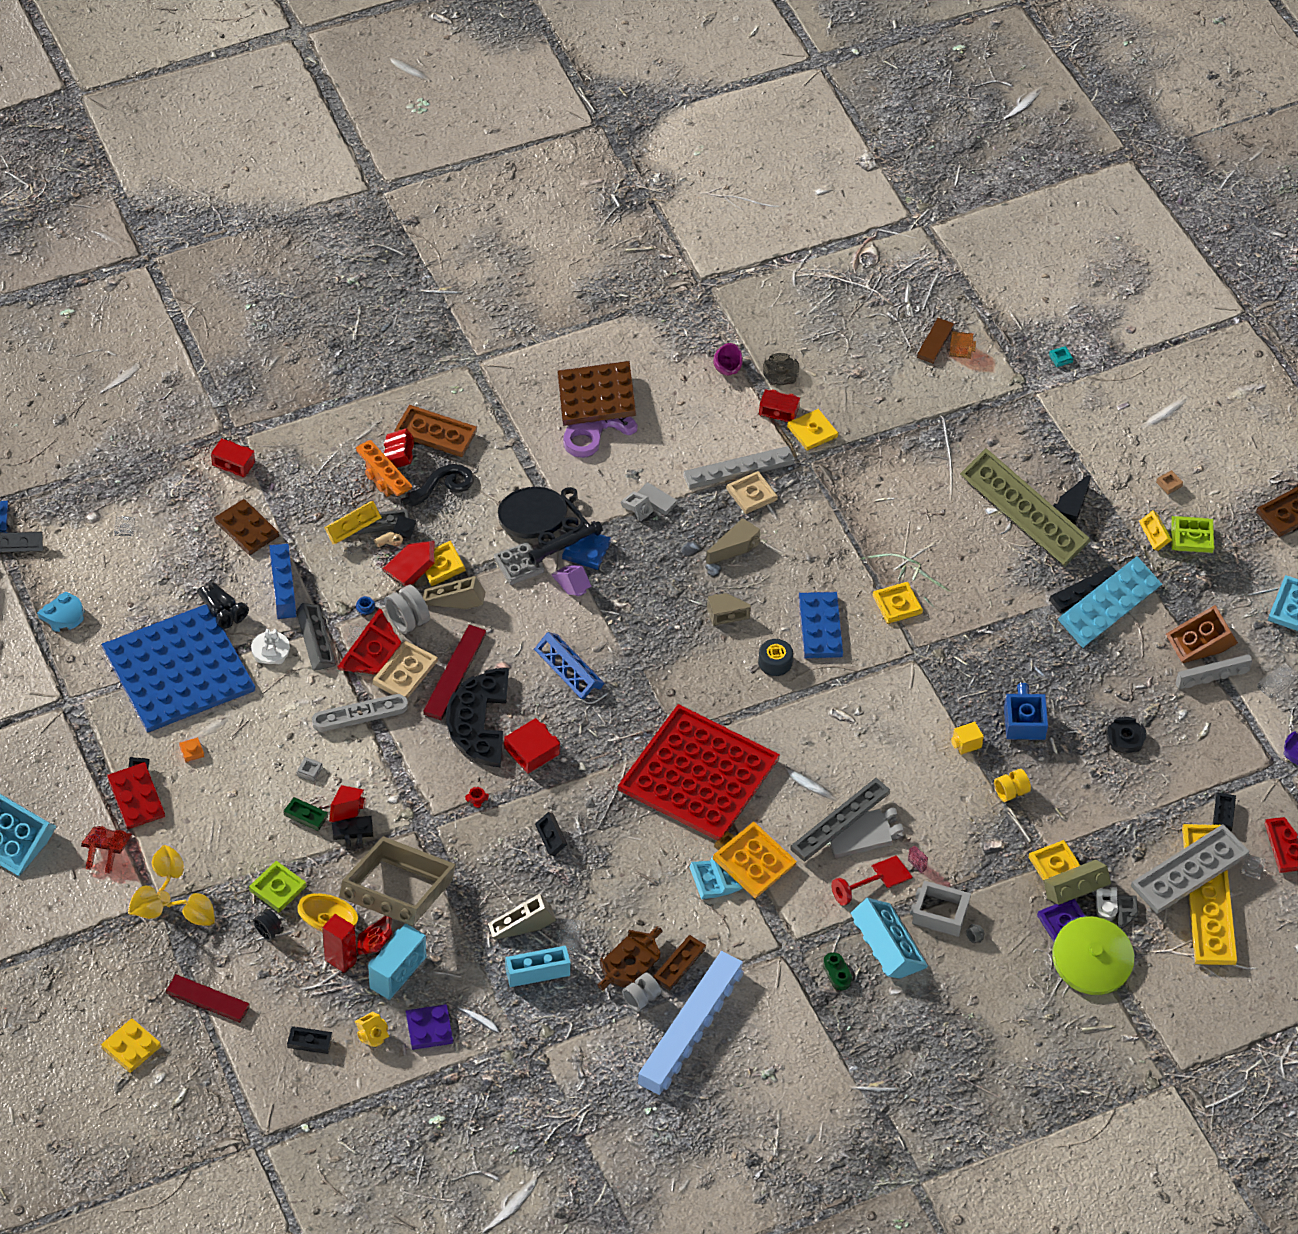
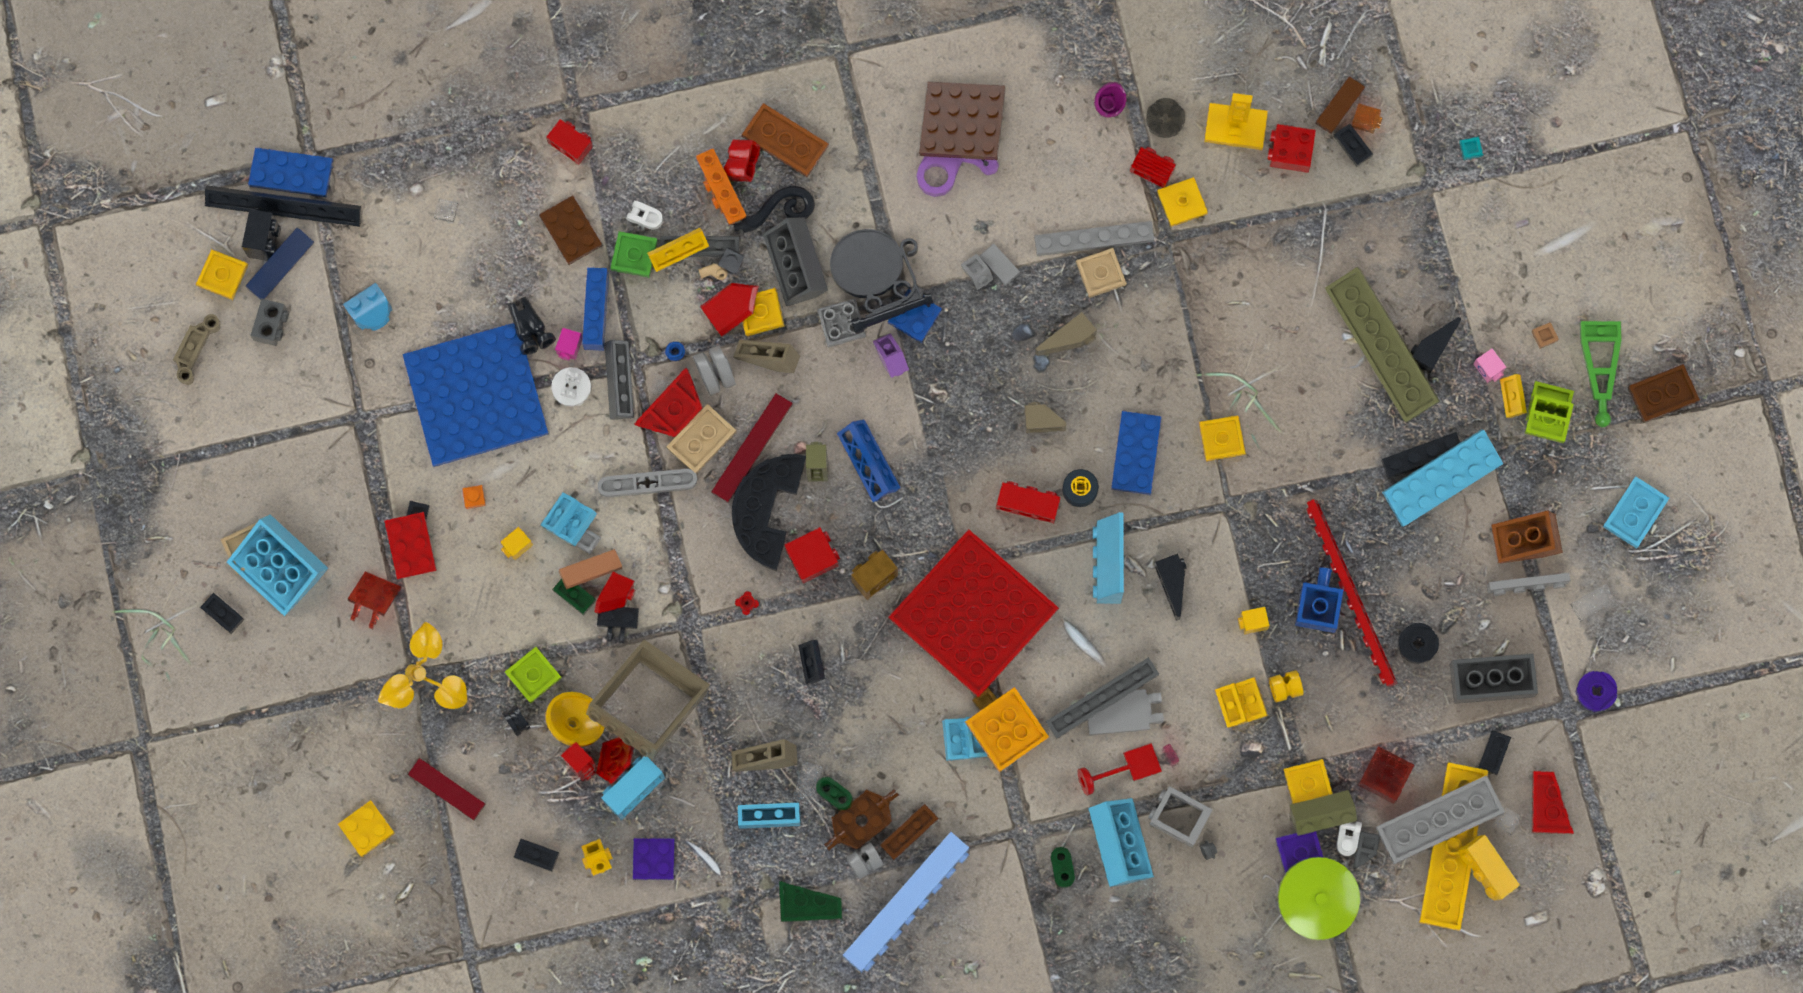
camera: 15 degrees right, 25 degrees up
(240, 779) = (515, 544): none -> yellow brick
(262, 612) = (568, 344): none -> dark pink brick
(288, 753) = (568, 519): none -> medium azure slope
(310, 536) = (631, 254): none -> bright green plate
(317, 788) = (590, 569): none -> nougat tile
(322, 505) = (651, 219): none -> white plate
(464, 519) = (795, 261): none -> dark grey slope
(521, 664) = (816, 462): none -> olive brick
(589, 1042) = (807, 905): none -> dark green wing
(596, 749) = (874, 574): none -> pearl gold brick
(598, 940) = (834, 794): none -> dark green plate
(729, 675) = (1028, 502): none -> red brick
(819, 703) = (1110, 560): none -> medium azure slope
(846, 364) = (1236, 123): none -> yellow piece
(880, 715) = (1172, 575): none -> black slope
(901, 375) = (1291, 148): none -> red brick
(955, 366) = (1353, 145): none -> black plate
(973, 808) = (1241, 702): none -> yellow slope
(1056, 708) = (1354, 602): none -> red plate
(1127, 511) = (1490, 366): none -> bright pink brick
(1127, 841) = (1386, 775): none -> clear red brick
(1205, 749) = (1493, 678): none -> dark grey brick
(1222, 473) = (1601, 332): none -> bright green plate
(1248, 901) = (1489, 868): none -> yellow brick

